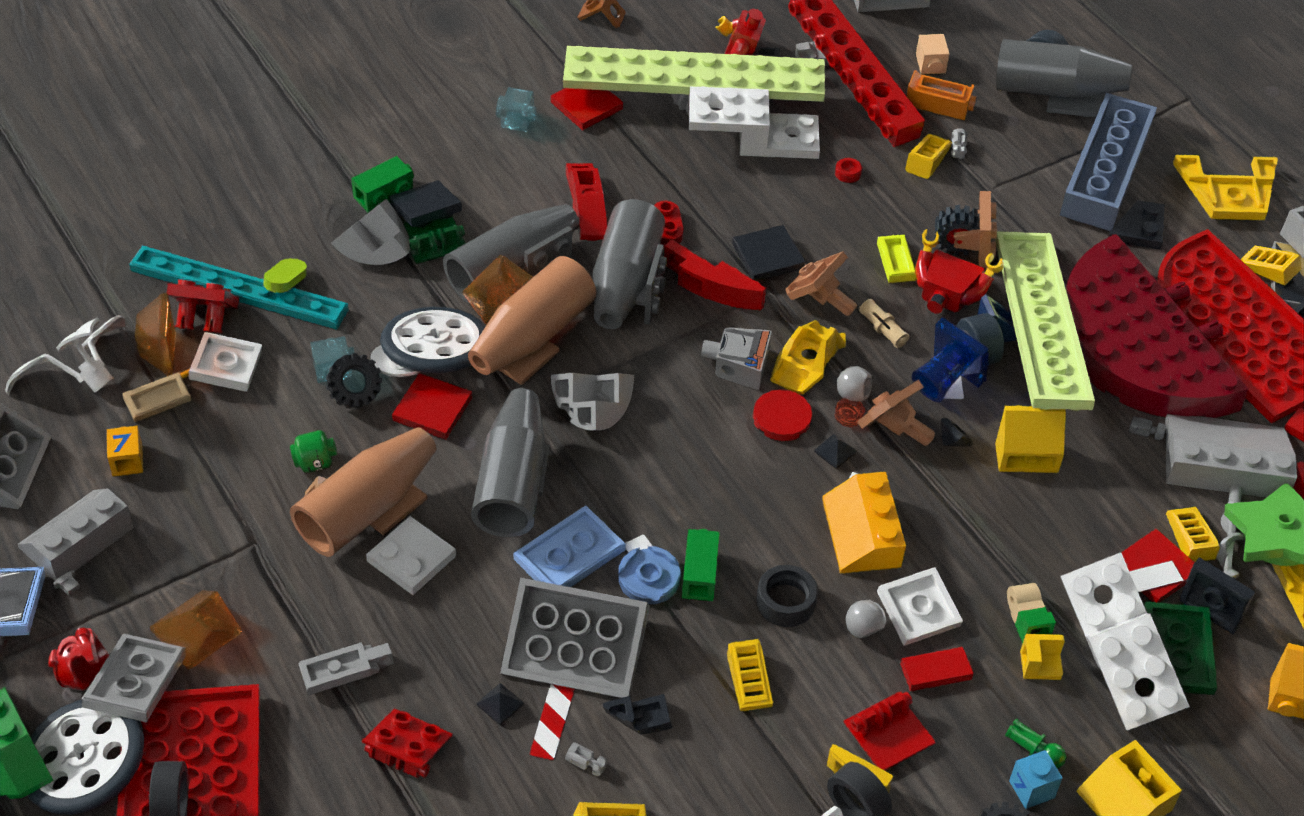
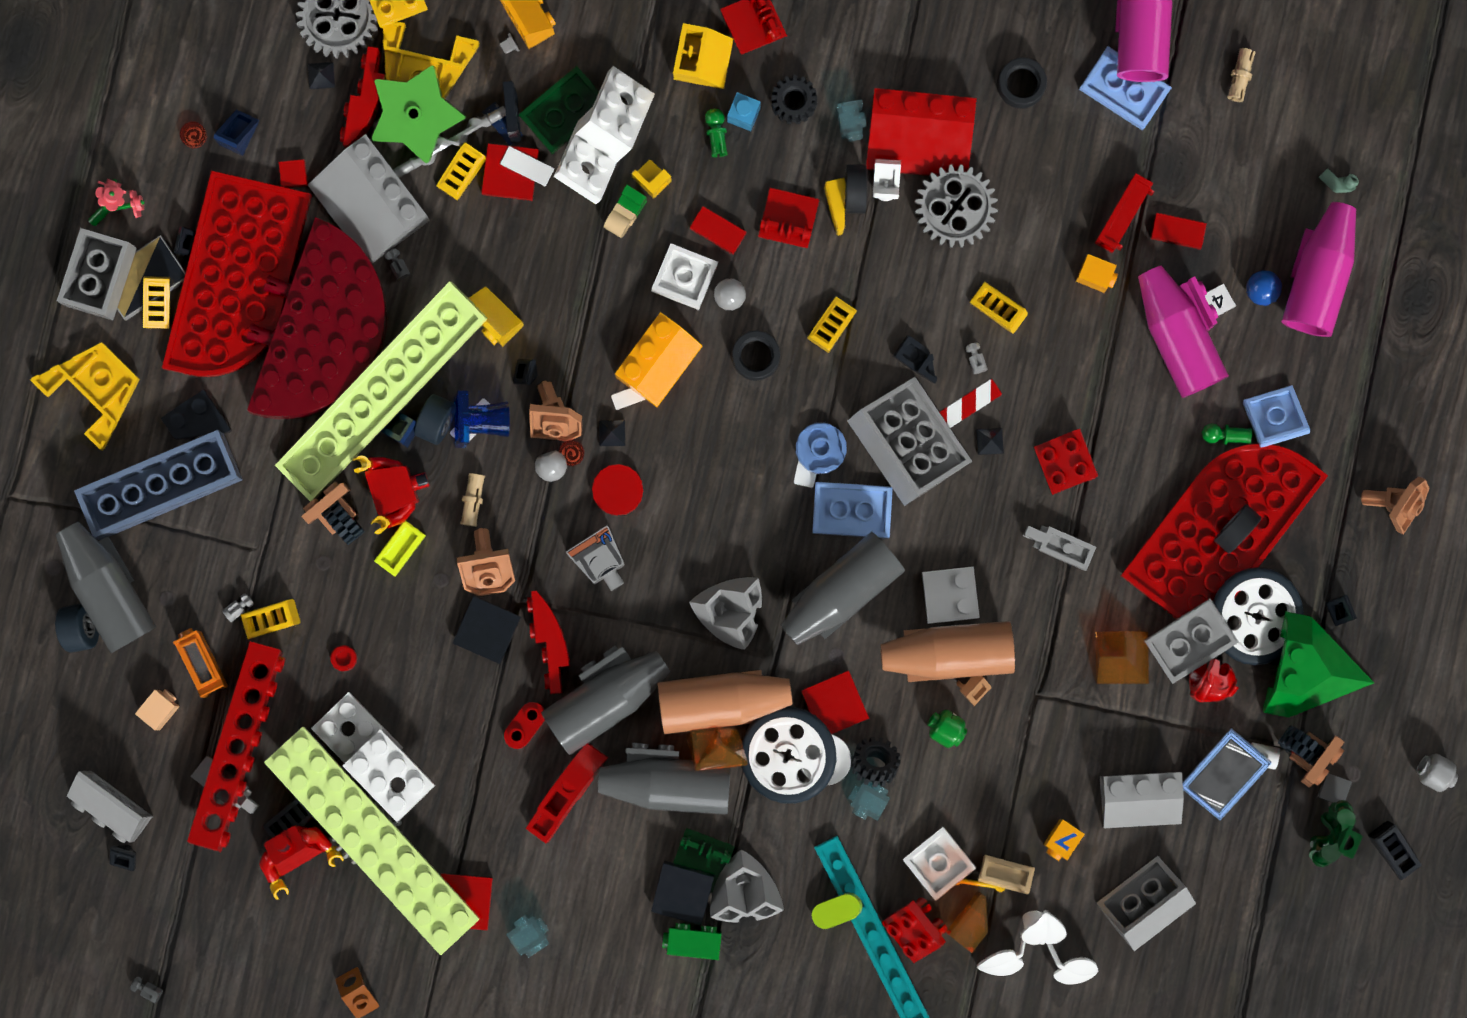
camera: 130 degrees left, 35 degrees up
(67, 583) = (1172, 763): light grey piece -> none
(700, 564) = (789, 420): green brick -> none
(797, 372) = (528, 524): yellow piece -> none

